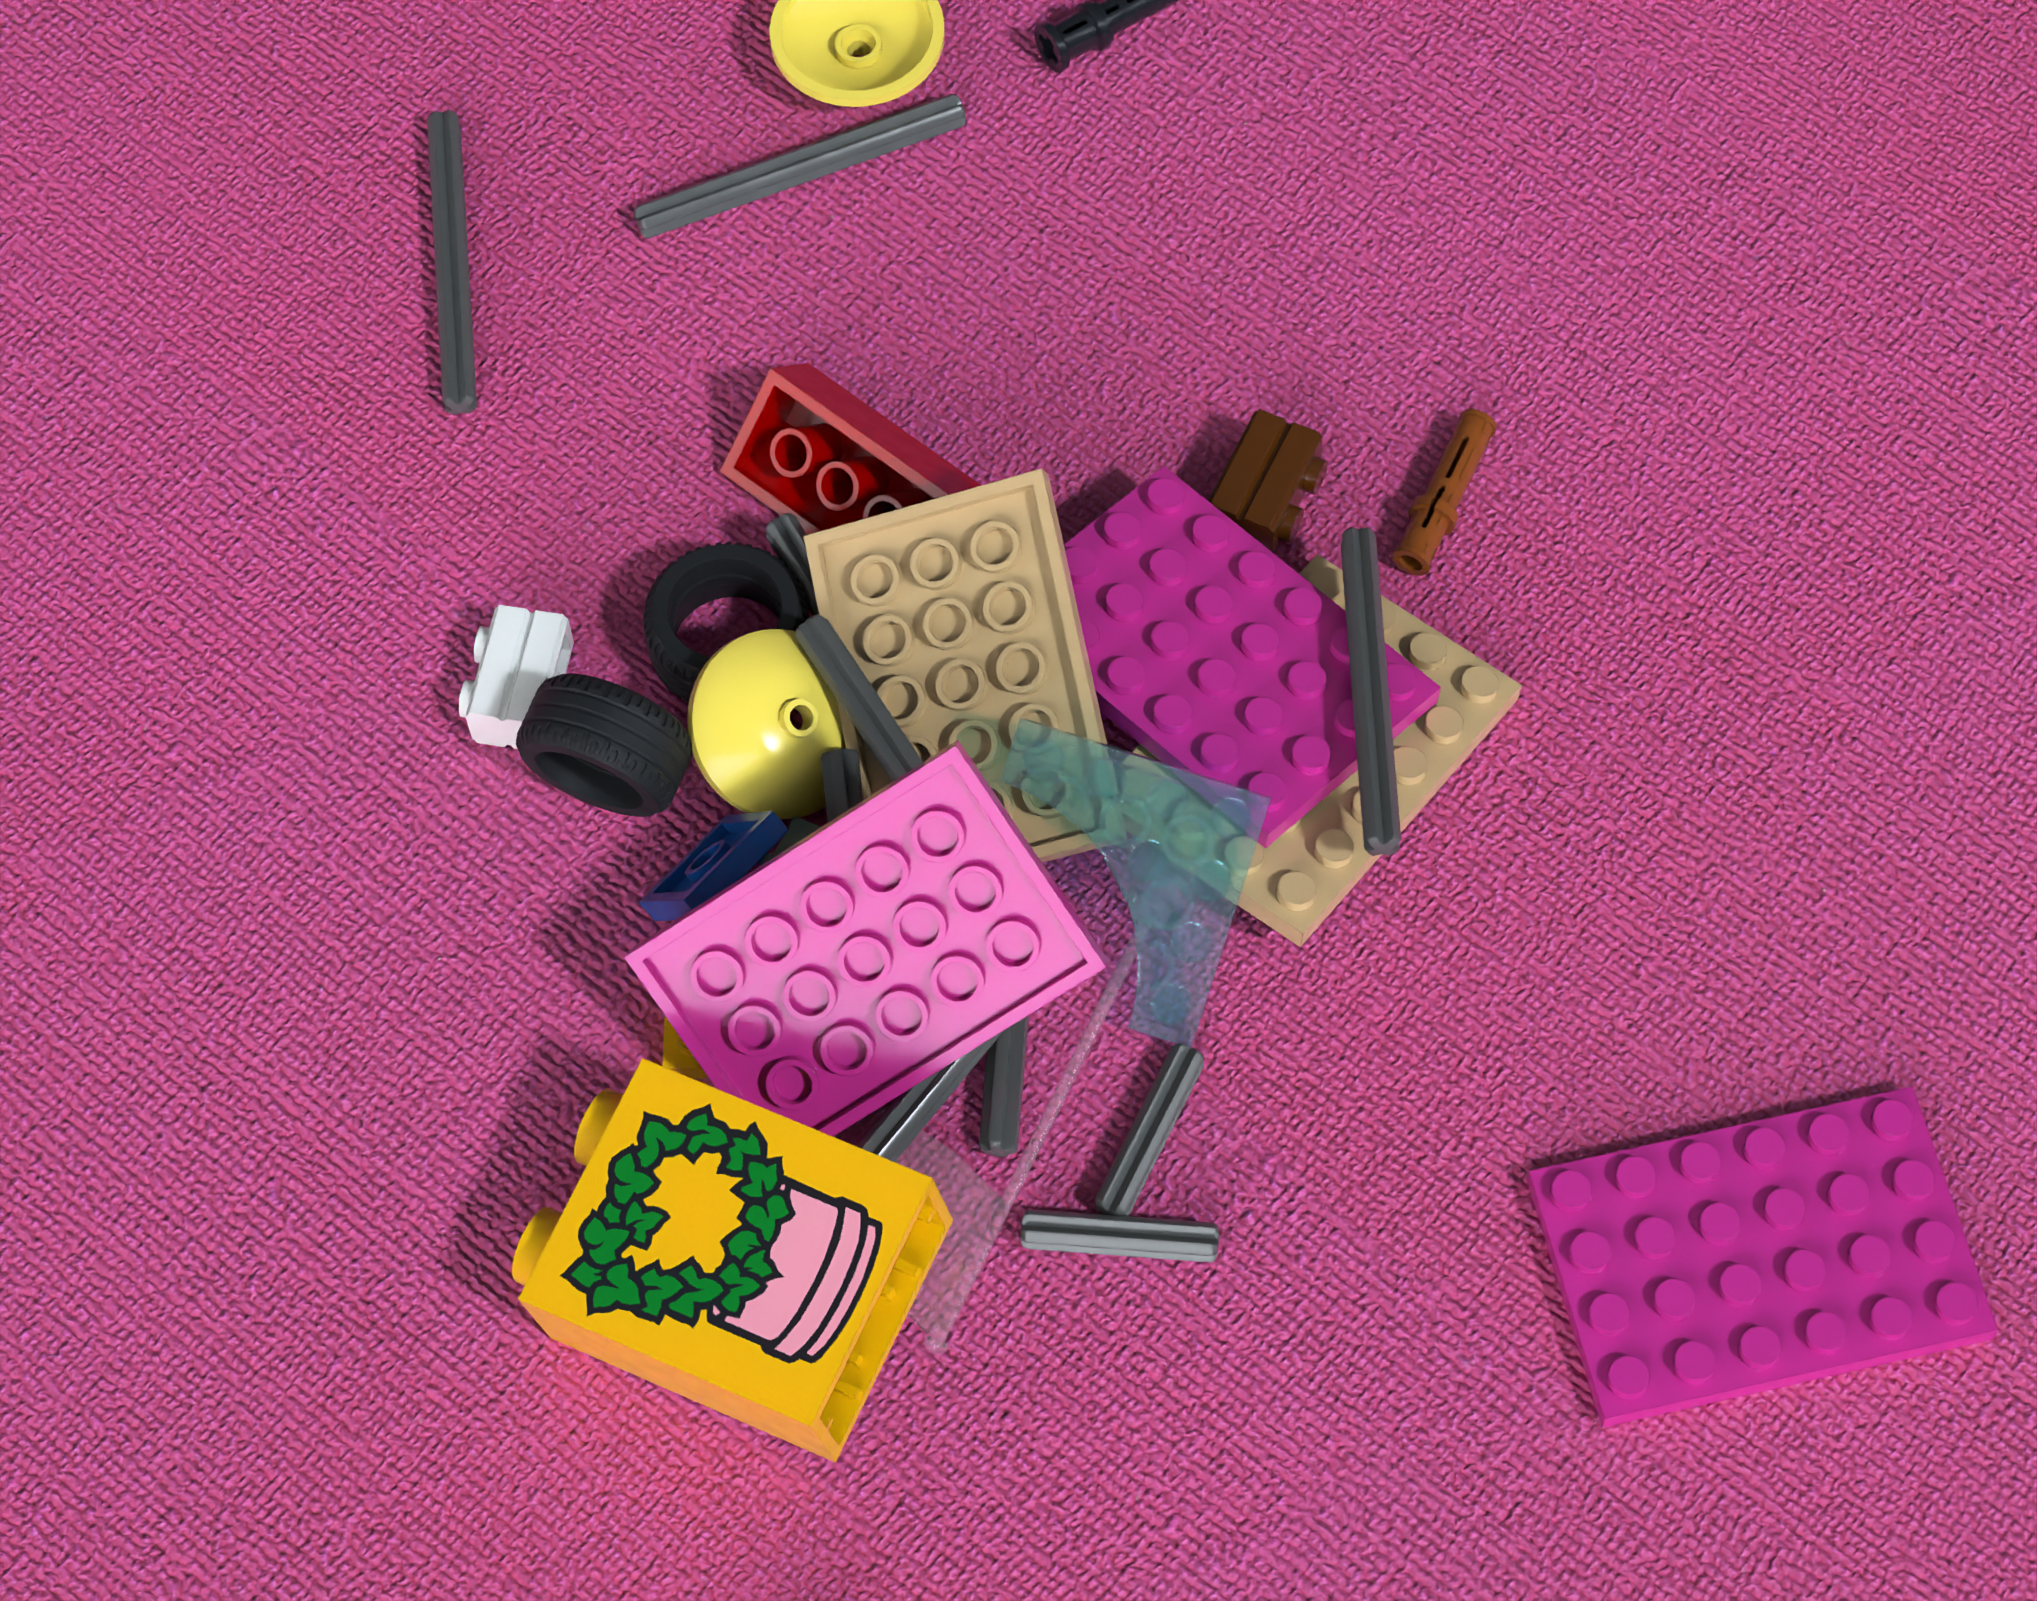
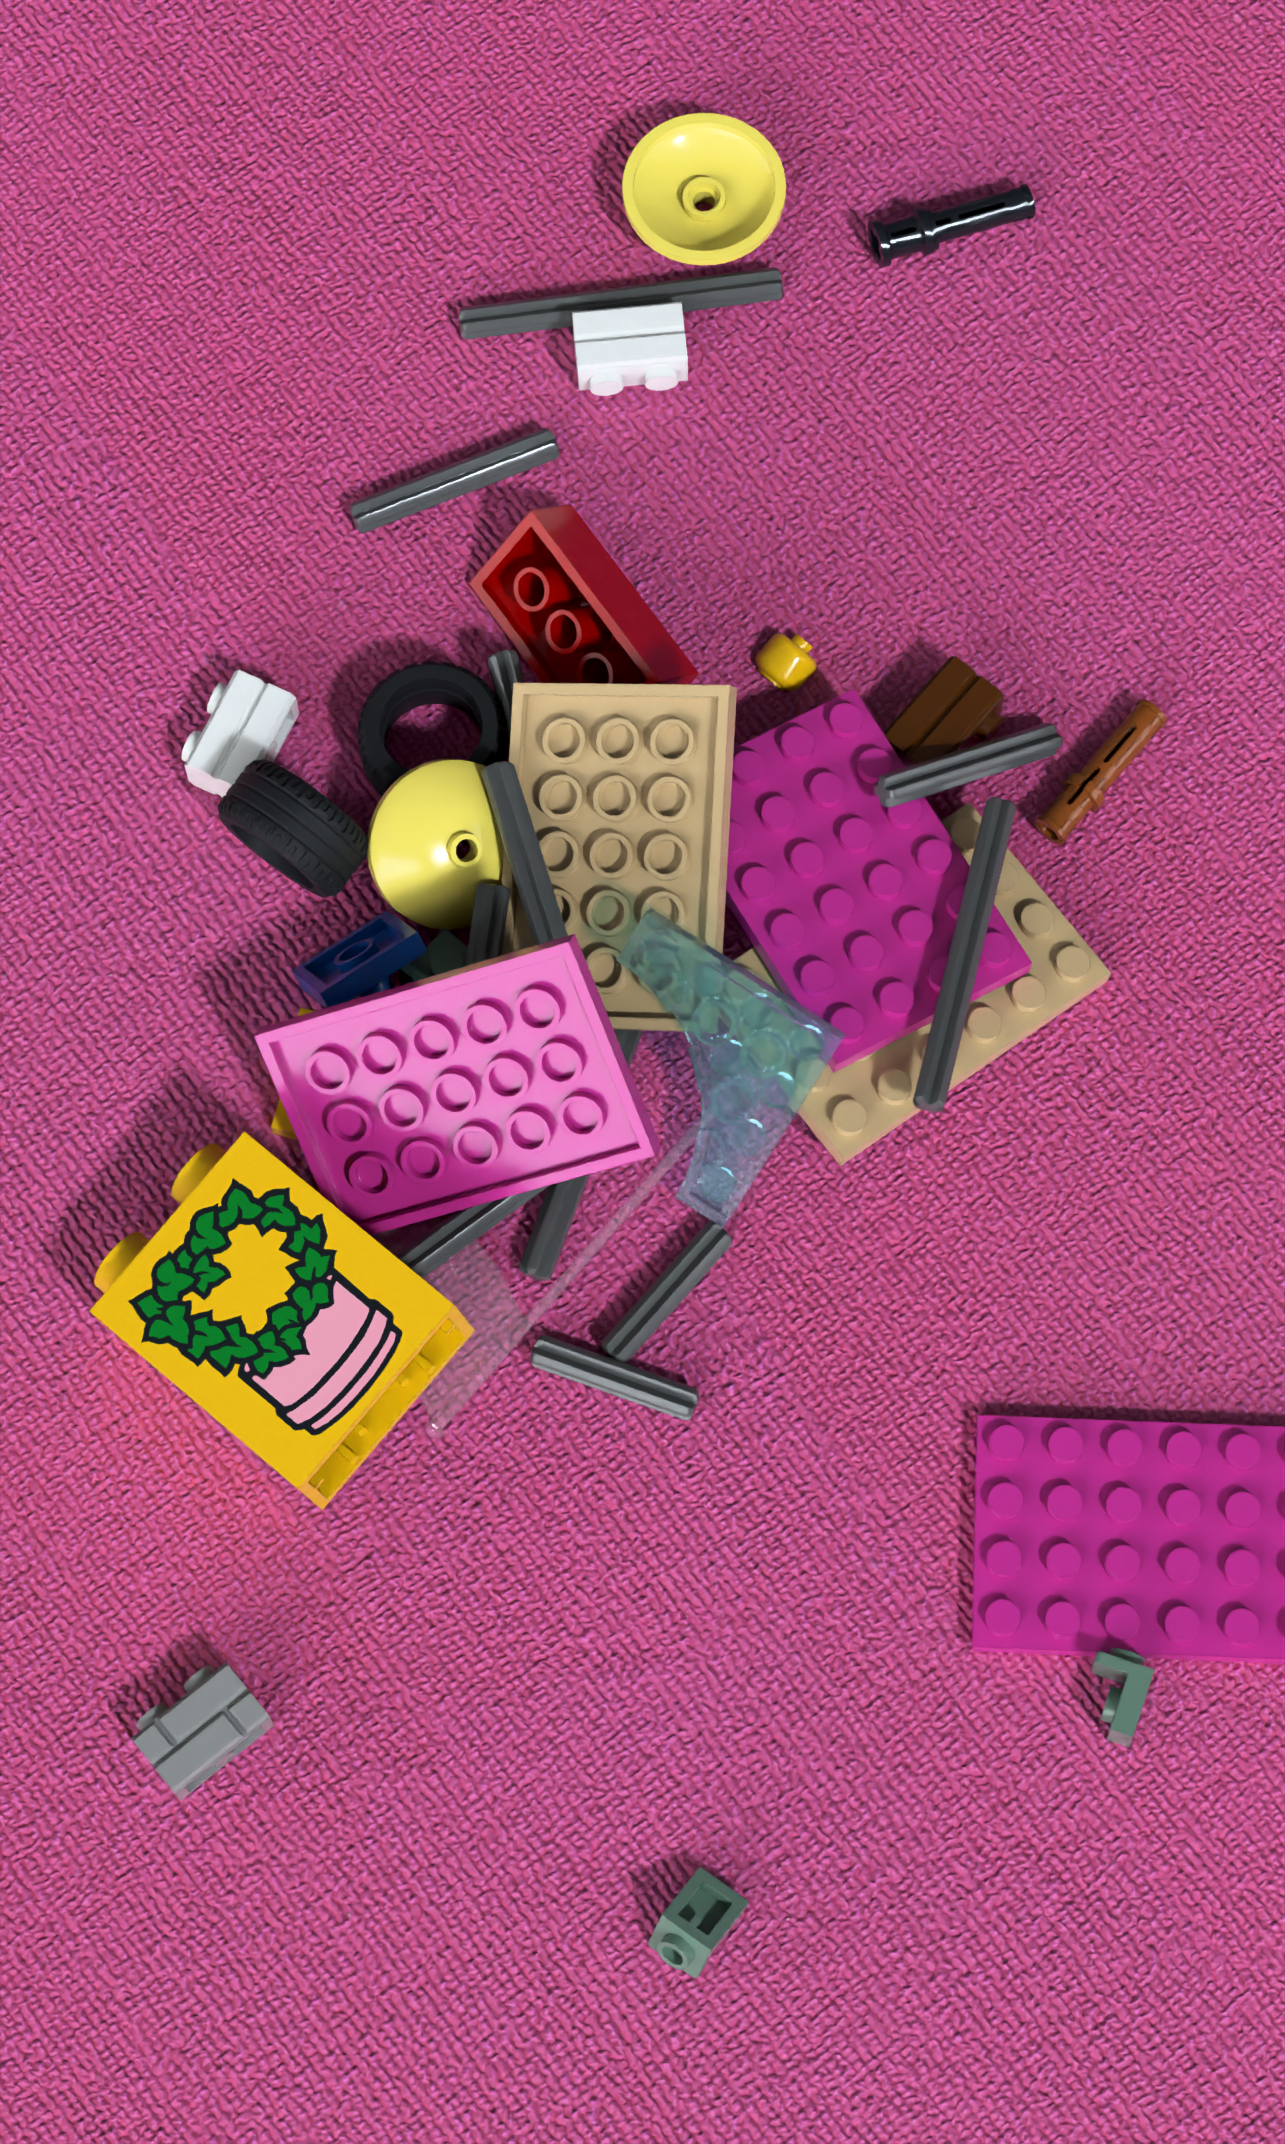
camera: 15 degrees right, 10 degrees up
(451, 263) = (285, 319): dark grey axle -> none
(674, 374) = (454, 480): none -> dark grey axle
(824, 201) = (630, 347): none -> white brick
(1079, 466) = (786, 661): none -> yellow piece
(1306, 511) = (967, 765): none -> dark grey axle
(1792, 1423) = (1125, 1704): none -> sand green bracket

